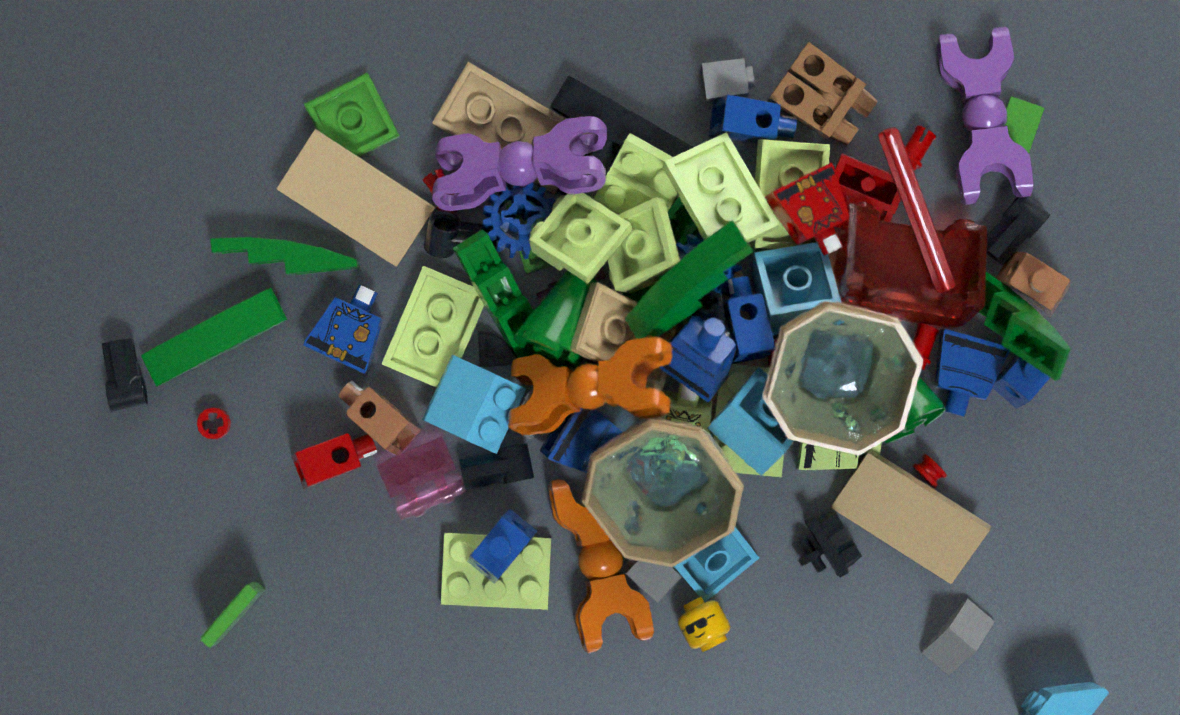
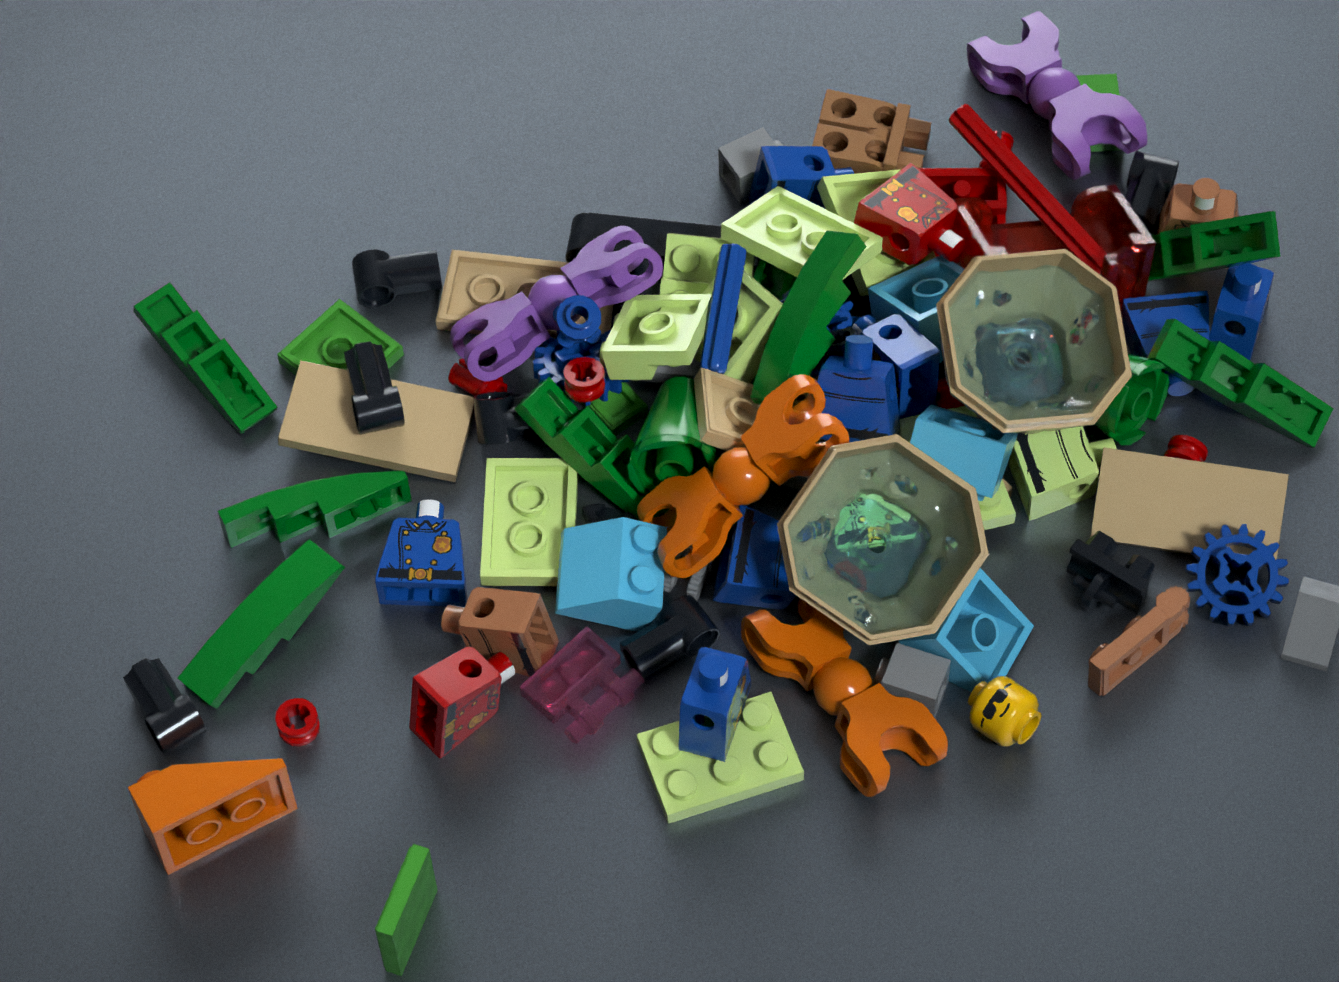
camera: 25 degrees left, 30 degrees down
(111, 477) = (209, 805): none -> orange slope
(248, 86) = (205, 358): none -> green slope
(356, 191) = (374, 399): none -> black piece
(407, 68) = (383, 277): none -> black piece
(522, 249) = (579, 369): none -> red bush
(524, 191) = (571, 332): none -> blue brick
(633, 240) = (723, 308): none -> blue axle
(826, 604) = (1139, 641): none -> nougat hinge
(927, 576) = (1252, 563): none -> blue gear
(995, 434) = (1240, 383): none -> green slope

